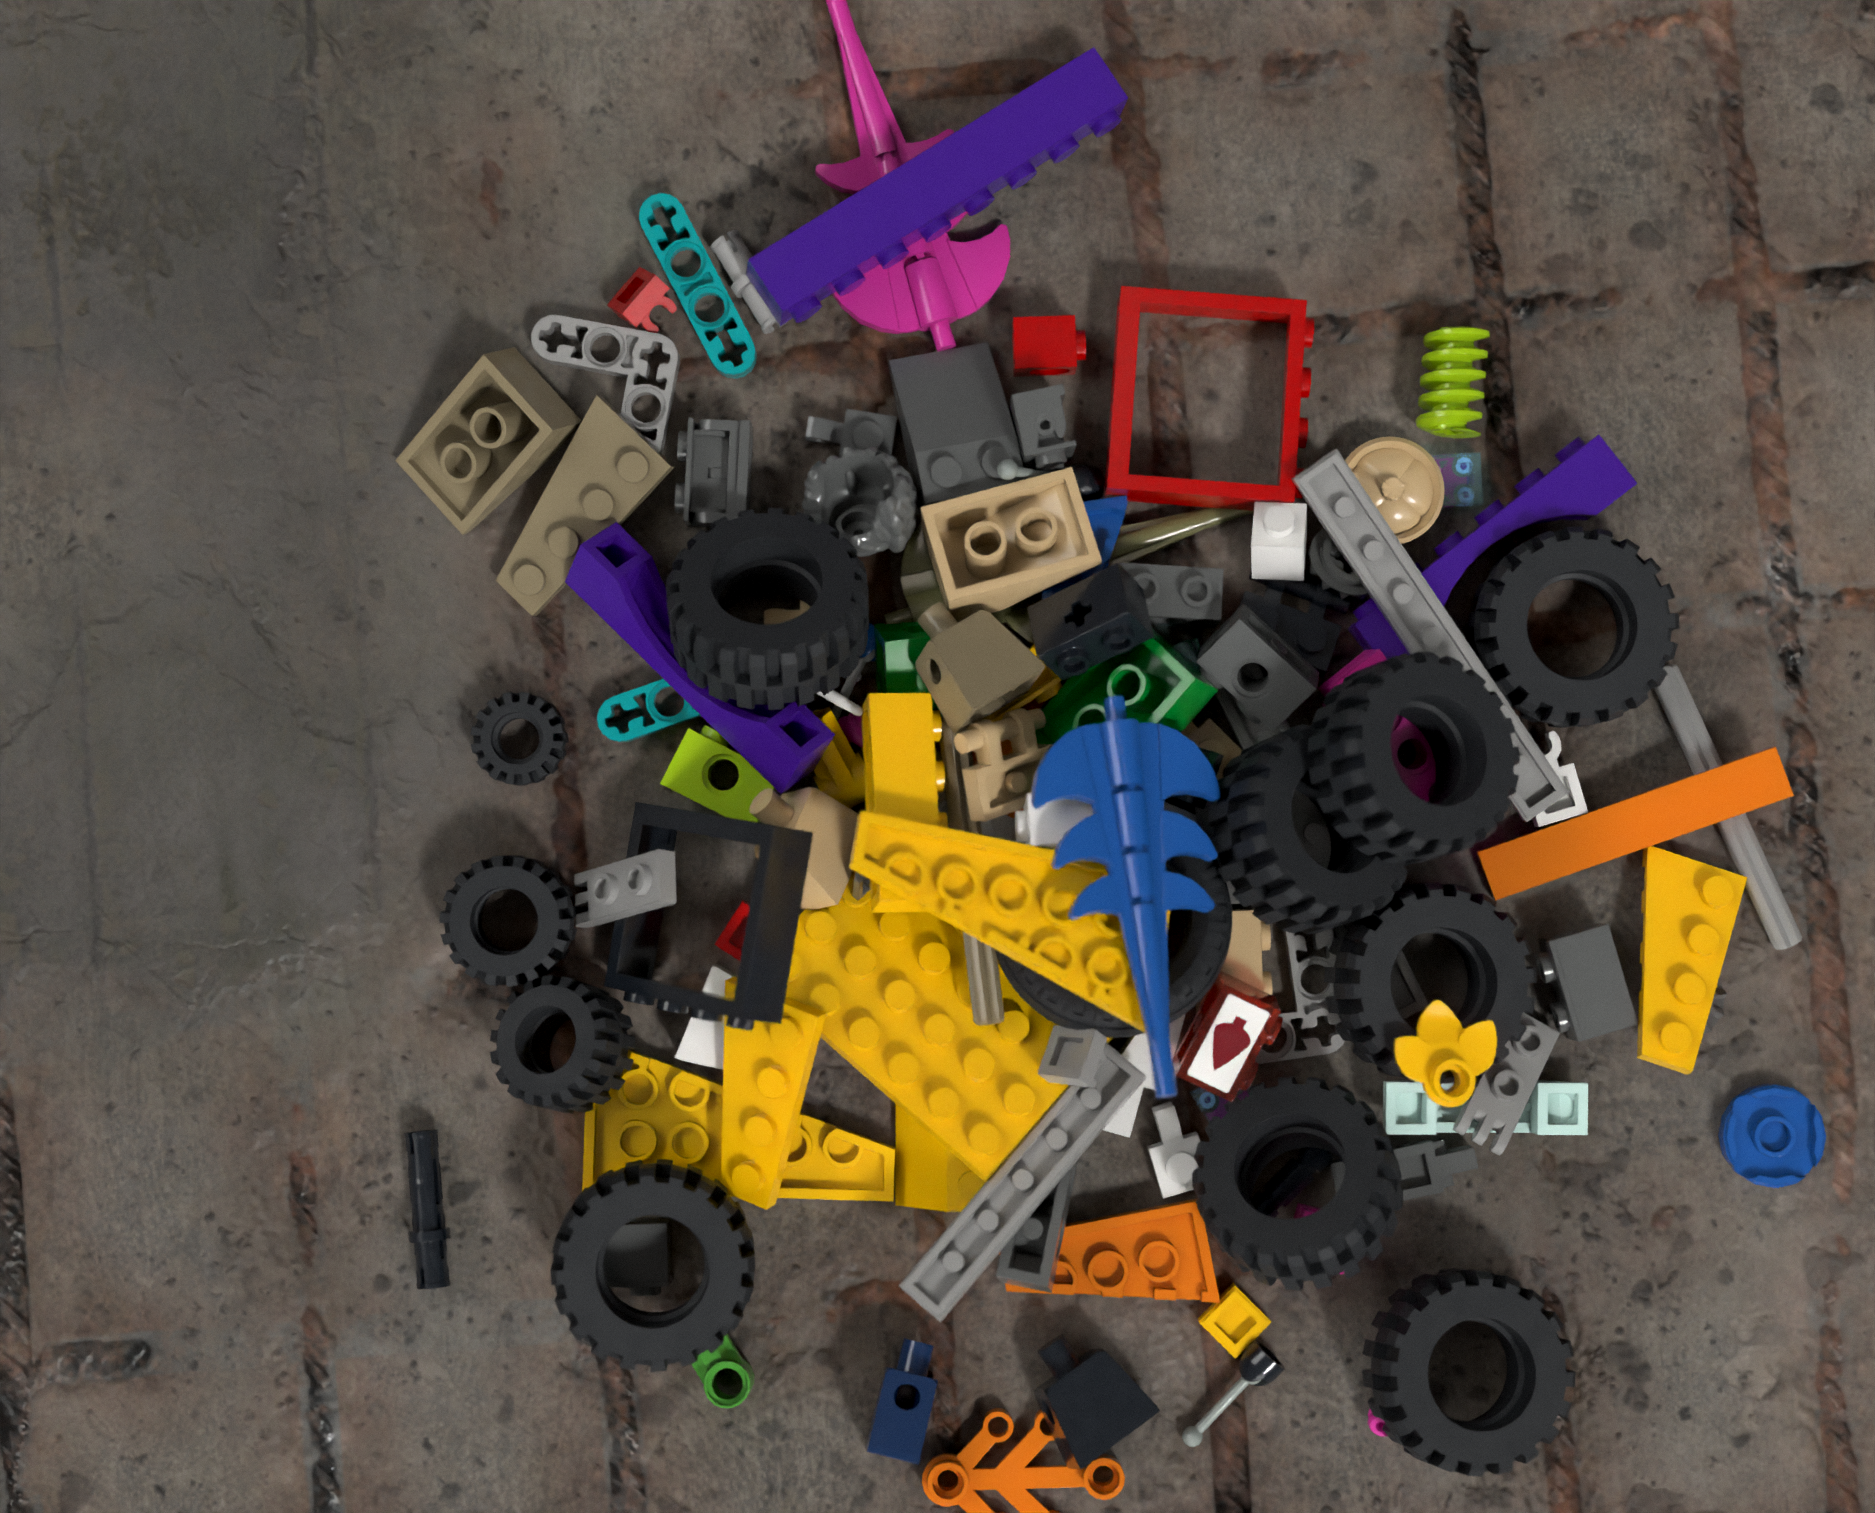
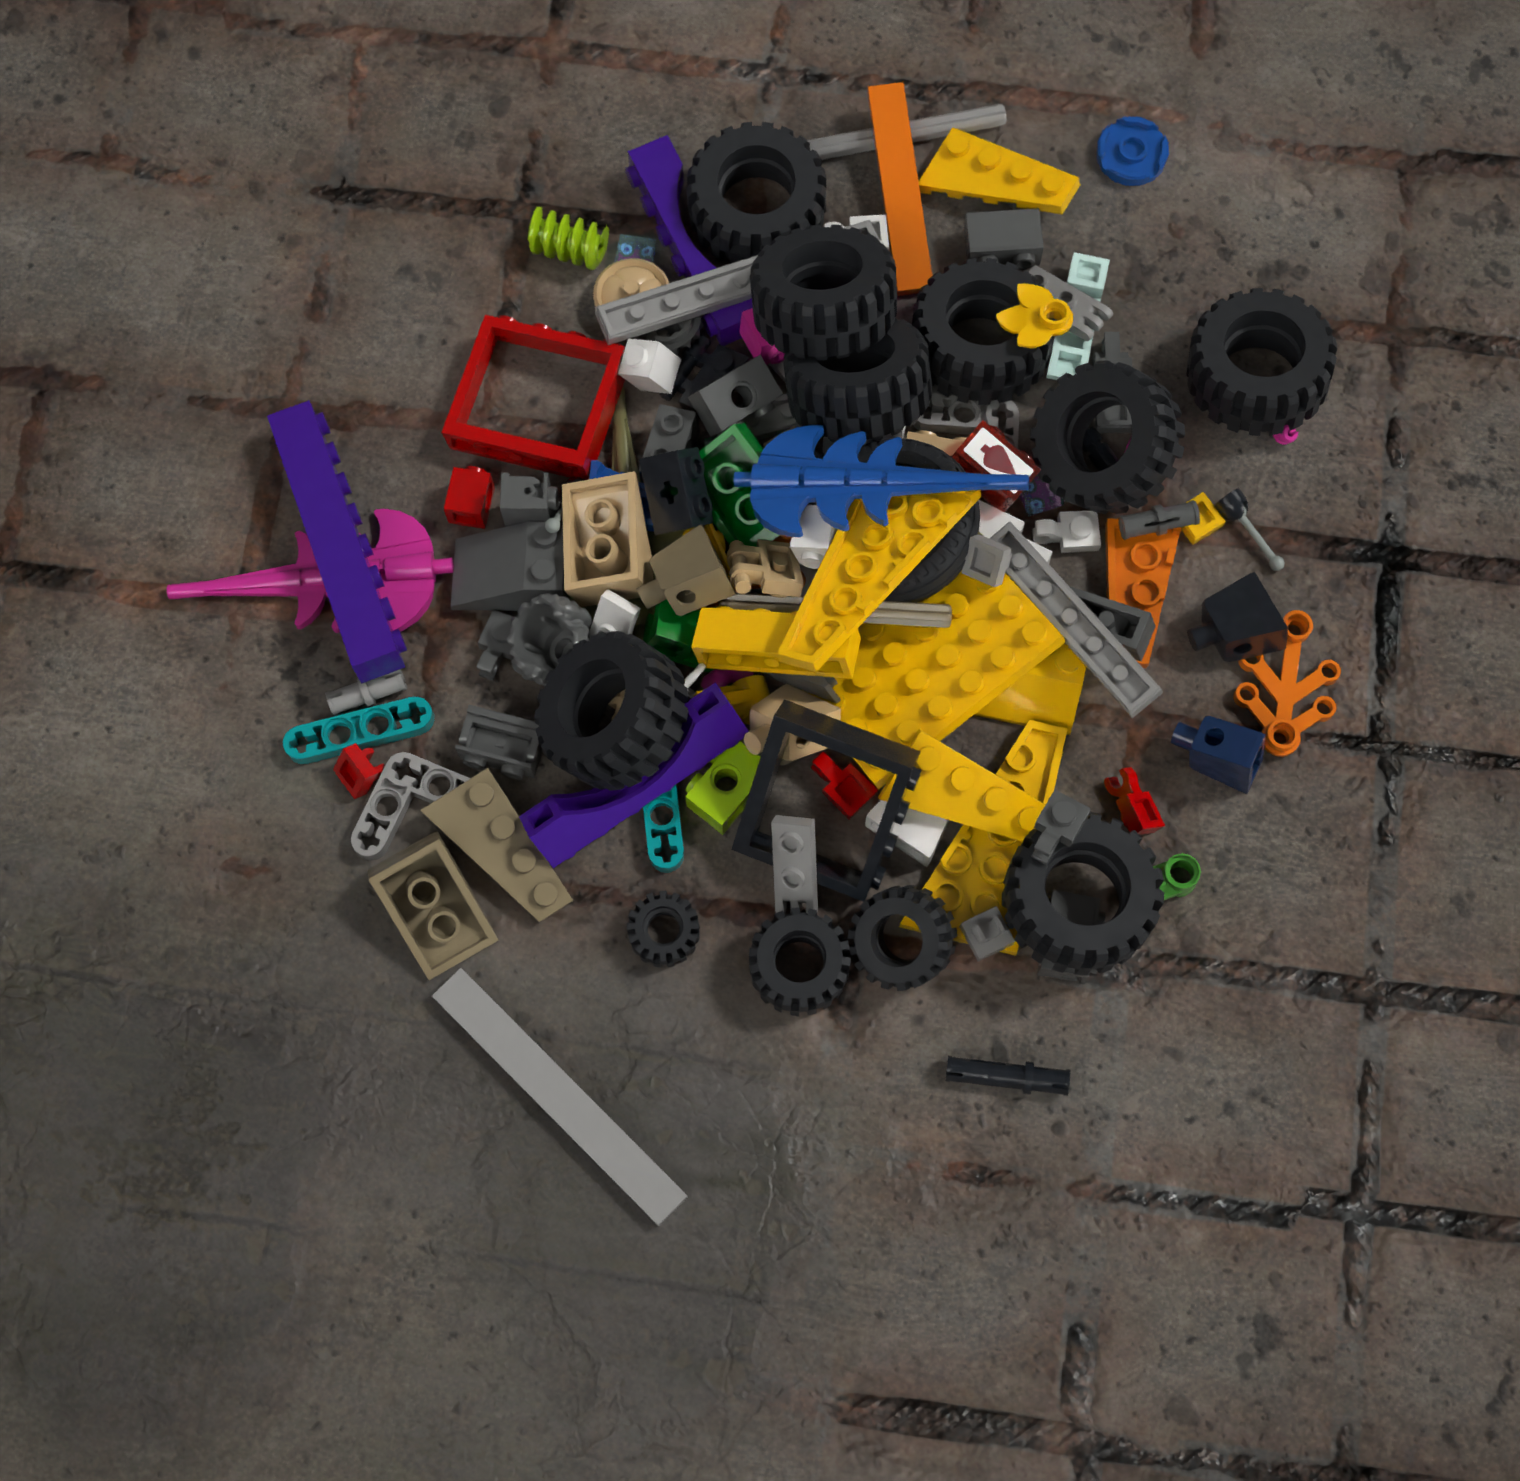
camera: 75 degrees left, 15 degrees down
(285, 658) = (560, 1097): none -> light grey tile
(594, 1149) = (987, 933): none -> light grey tile
(723, 1222) = (1058, 822): none -> dark grey plate
(809, 1309) = (1136, 807): none -> red plate
(898, 580) = (614, 614): none -> white plate
(1207, 1271) = (1159, 519): none -> dark grey pin

